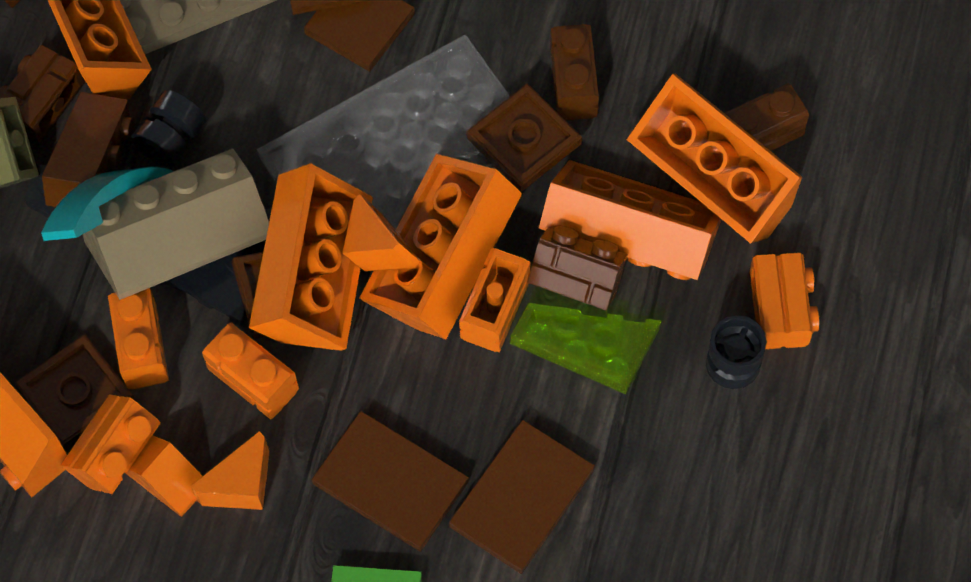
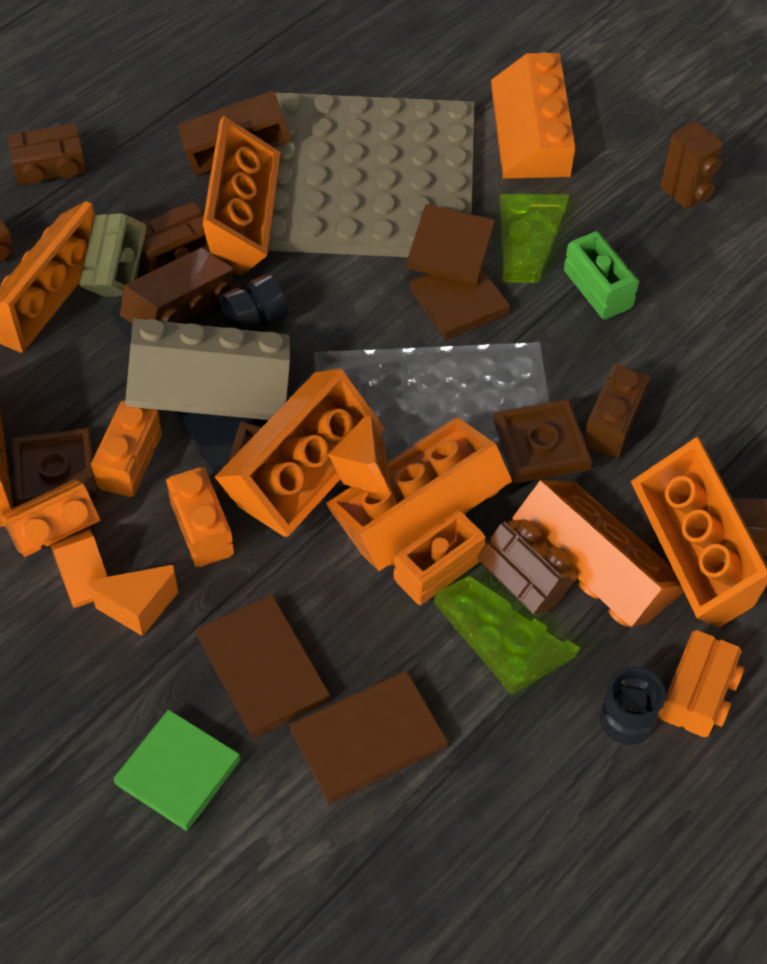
camera: 25 degrees right, 10 degrees down
(79, 208) = (131, 315): teal slope -> none

